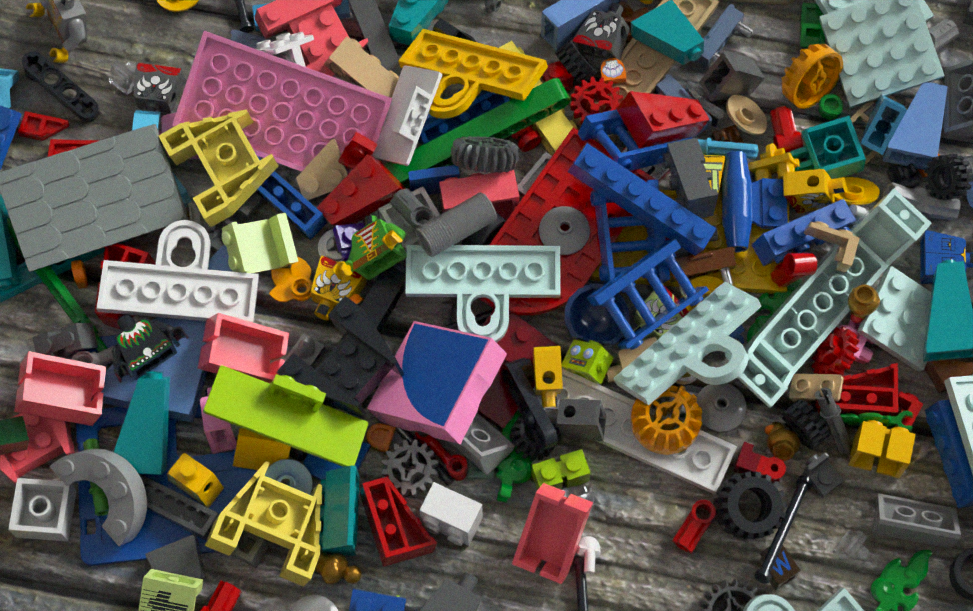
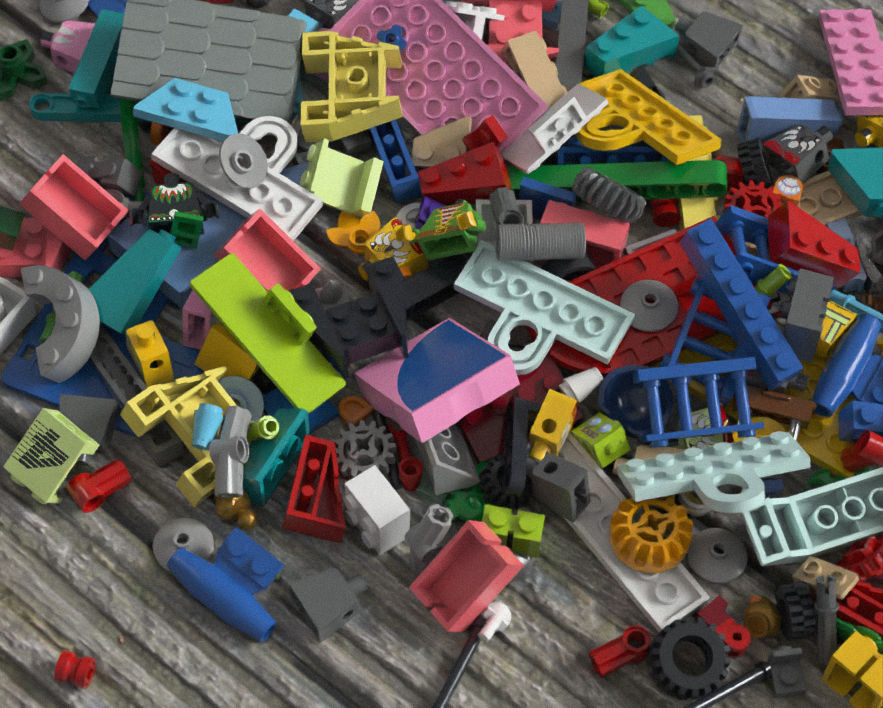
camera: 25 degrees right, 10 degrees down
(107, 251) = (189, 109): none -> medium azure wing
(167, 360) = (186, 229): none -> green slope
(178, 277) = (243, 161): none -> light grey dish
(234, 96) = (394, 32): none -> blue plate
(283, 521) = (206, 425): none -> medium azure cone
(314, 531) = (230, 452): none -> light grey piece
(330, 496) = (264, 428): none -> lime pin
(507, 517) = (427, 537): none -> light grey piece
(548, 325) = (581, 384): none -> white cone
(648, 168) = (773, 281): none -> lime pin

